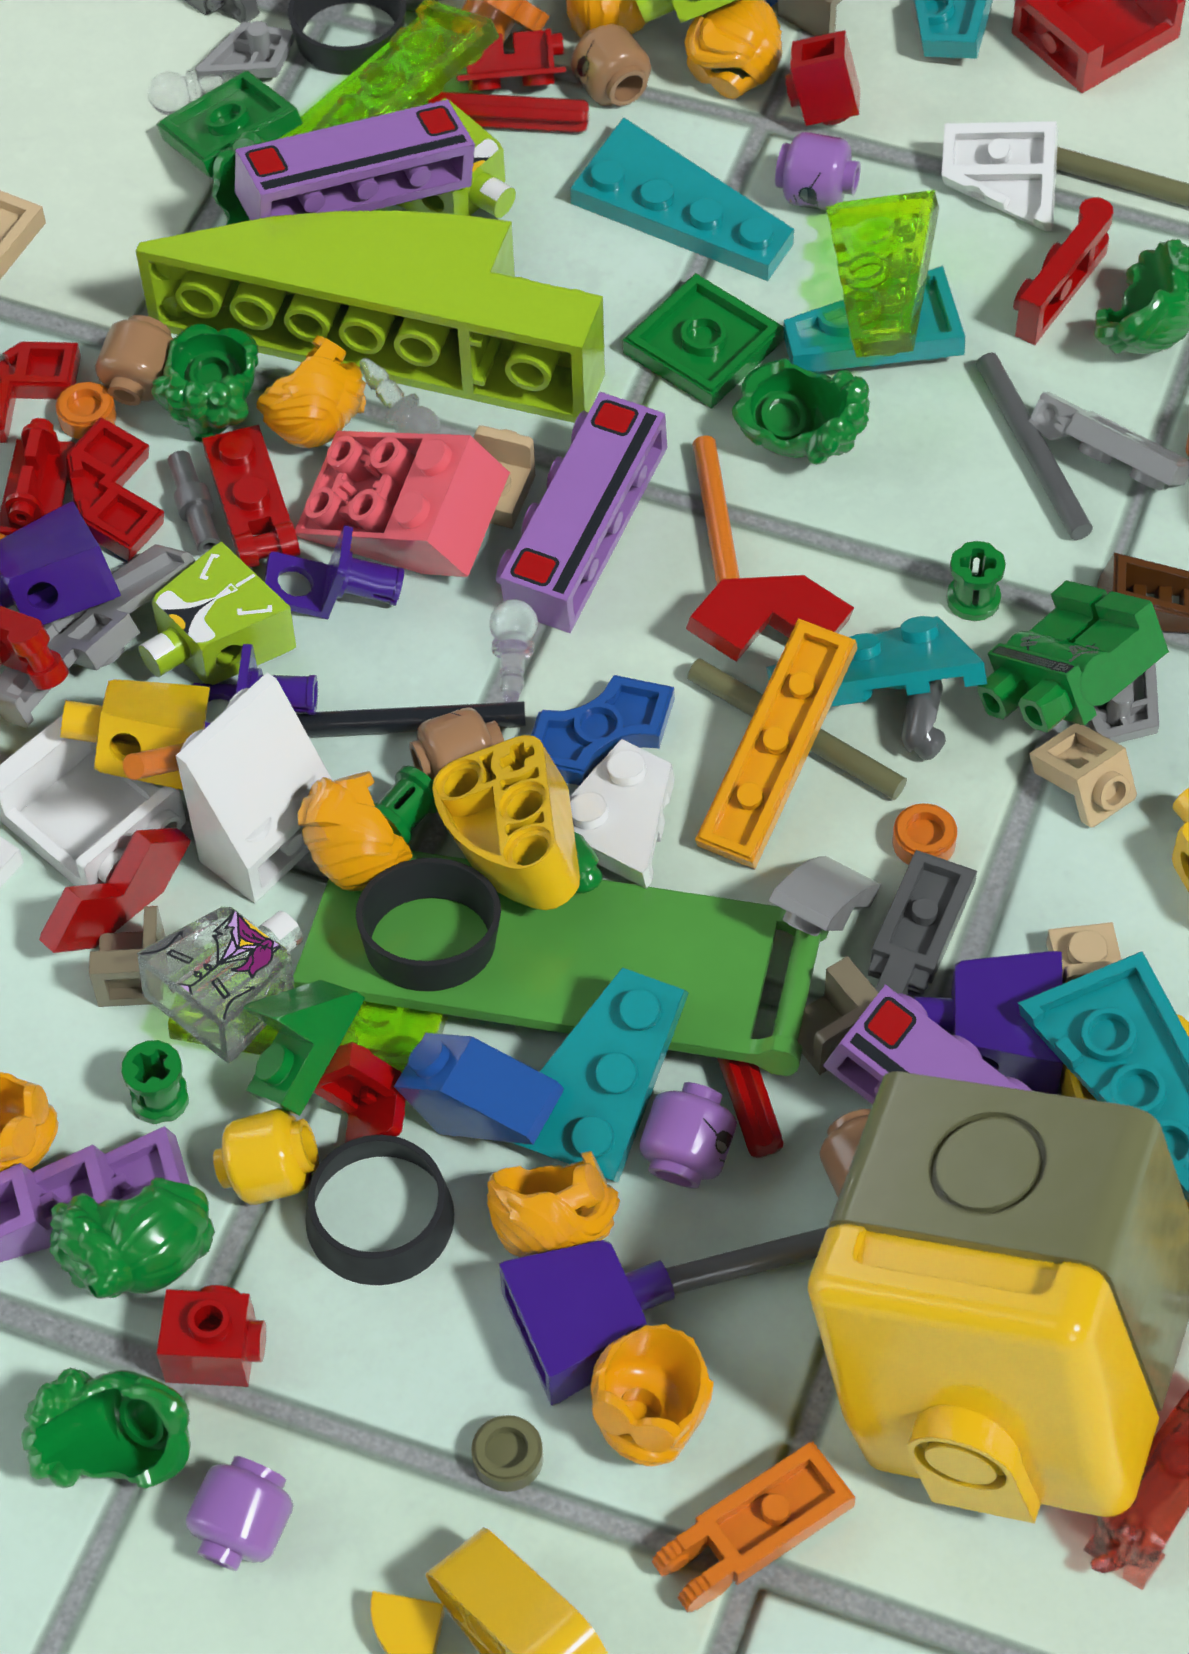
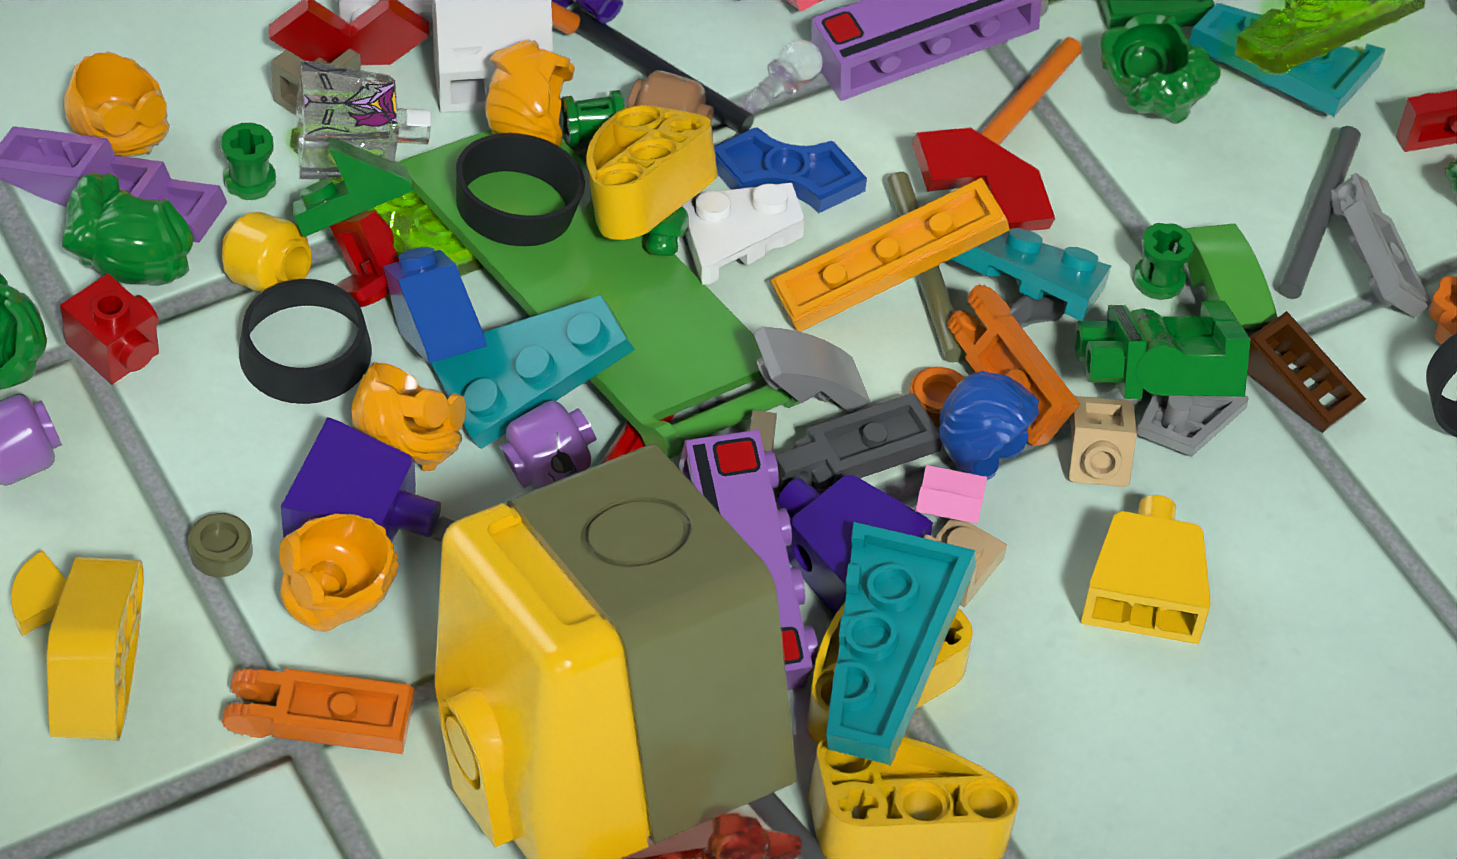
camera: 35 degrees right, 5 degrees down
(965, 765) = (1009, 351): none -> orange hinge
(1007, 829) = (986, 422): none -> blue hair
(1037, 551) = (1231, 274): none -> bright green slope
(1040, 915) = (951, 494): none -> bright pink slope

